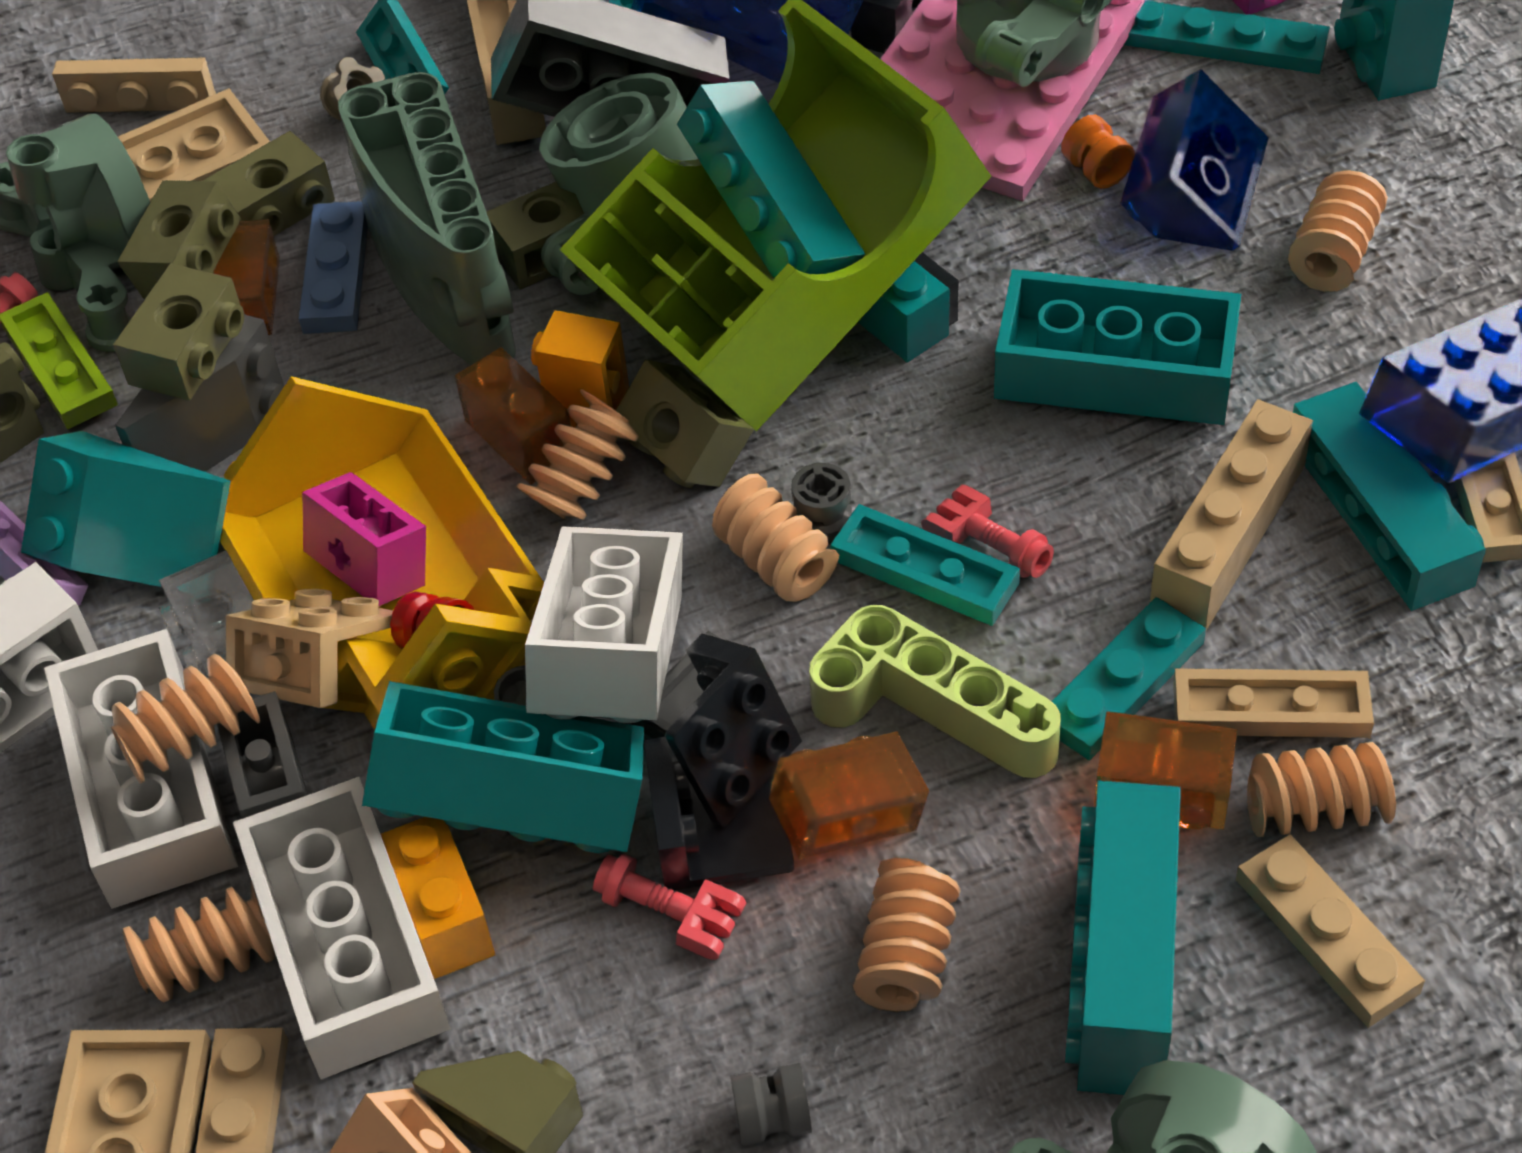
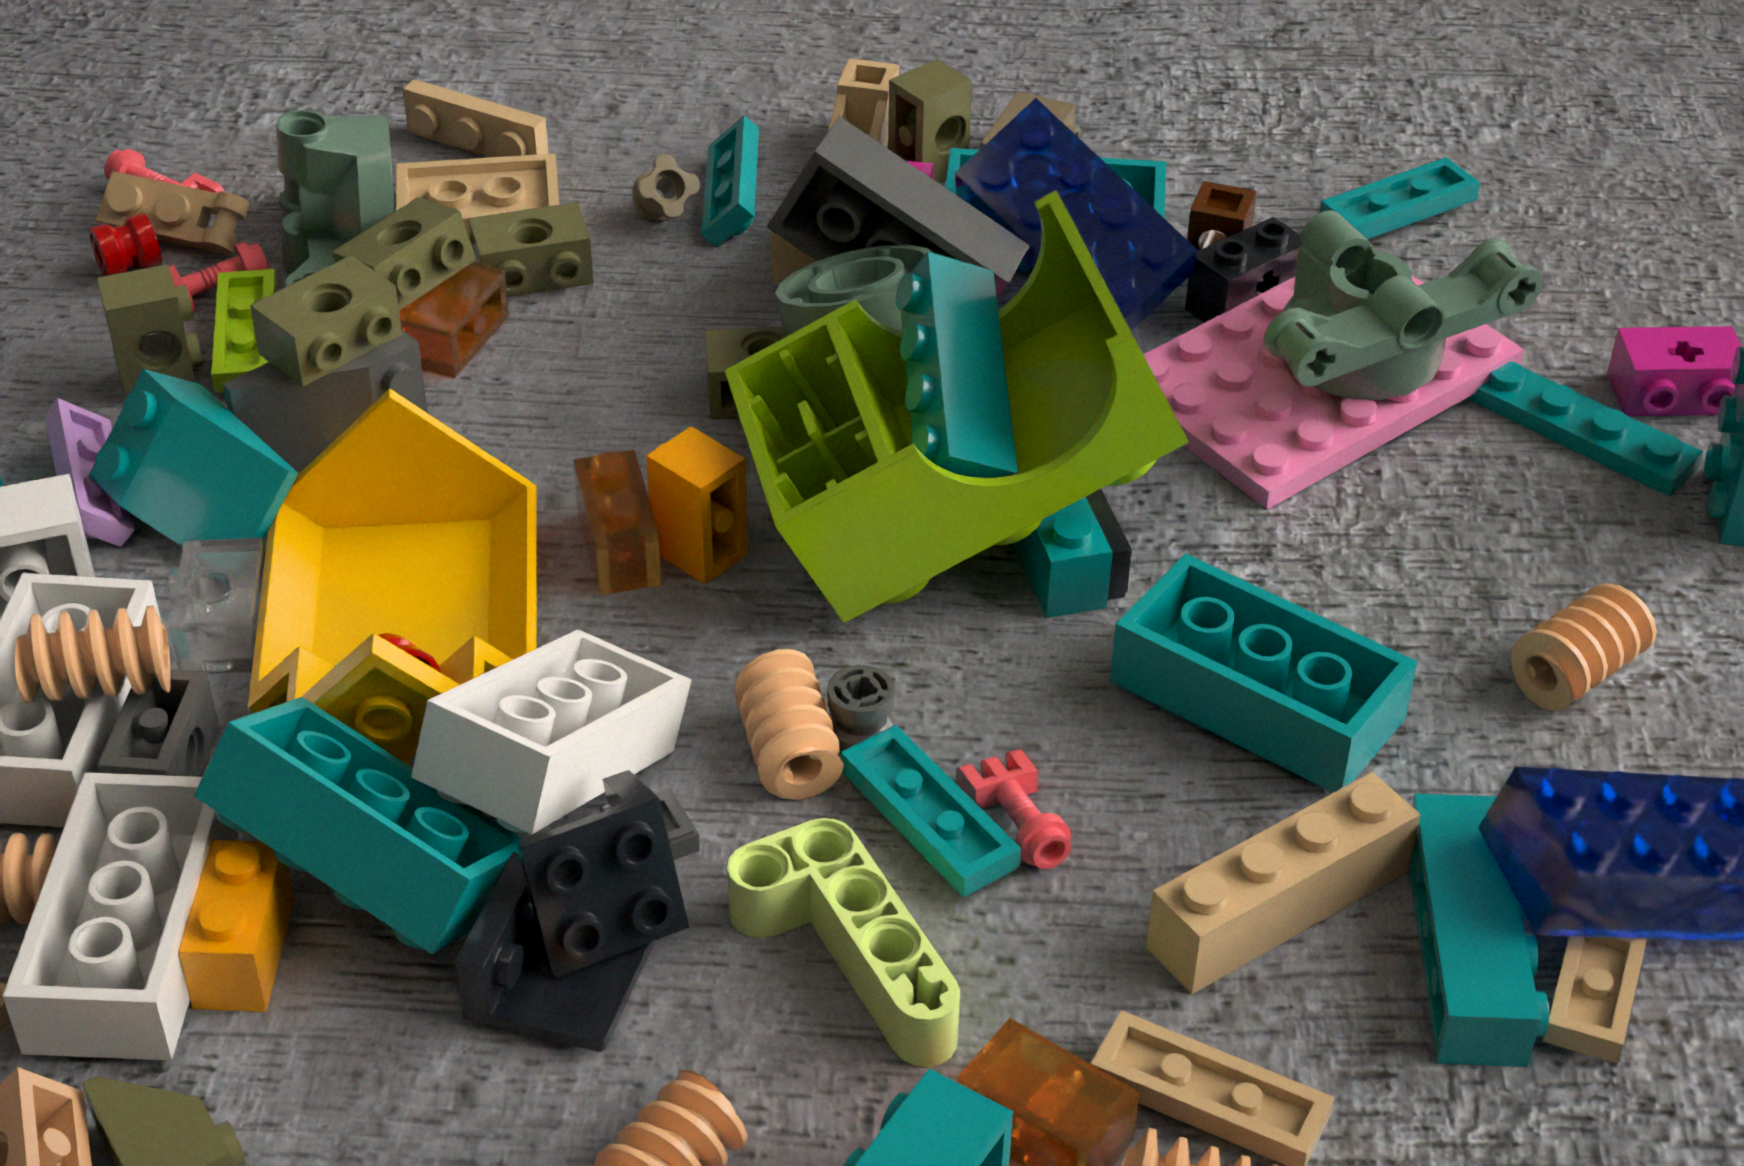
camera: 20 degrees right, 10 degrees down
(294, 643) = (242, 634): tan bracket -> none
(334, 268) = (548, 339): medium blue plate -> none
(364, 538) = (390, 572): dark pink brick -> none
(428, 212) = (646, 301): sand green panel -> none
(579, 458) = (644, 579): light nougat piece -> none
(617, 880) = (422, 986): coral hinge -> none
(683, 425) = (764, 587): olive brick -> none
(848, 794) = (695, 994): clear orange brick -> none
(1103, 156) = (1368, 485): orange wheel -> none
(1126, 673) = (1077, 995): teal plate -> none
(1195, 166) = (1466, 534): clear blue slope -> none

